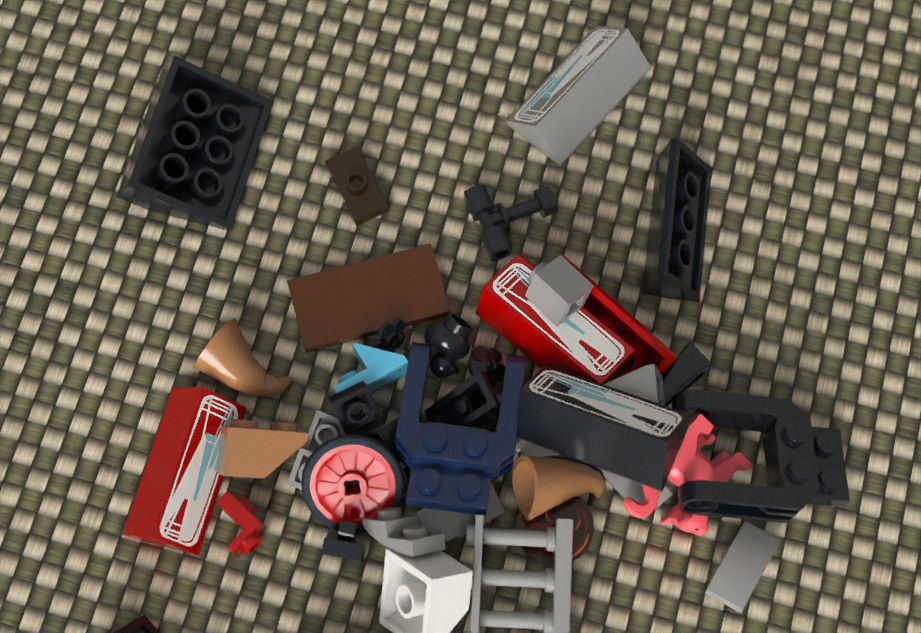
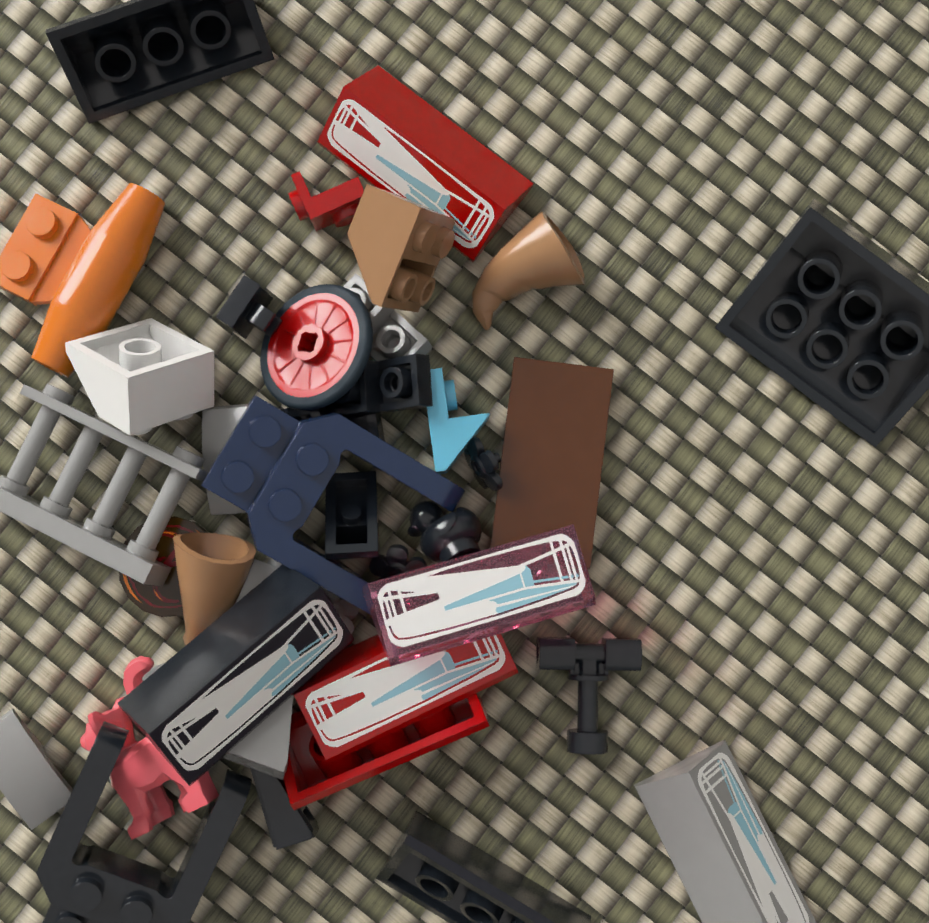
camera: 115 degrees right, 15 degrees up
(357, 186) = (710, 508): dark brown plate -> none
(403, 533) = (224, 377): light grey slope -> none
(478, 292) = (479, 595): none -> slope
(558, 289) = (439, 695): light grey brick -> none

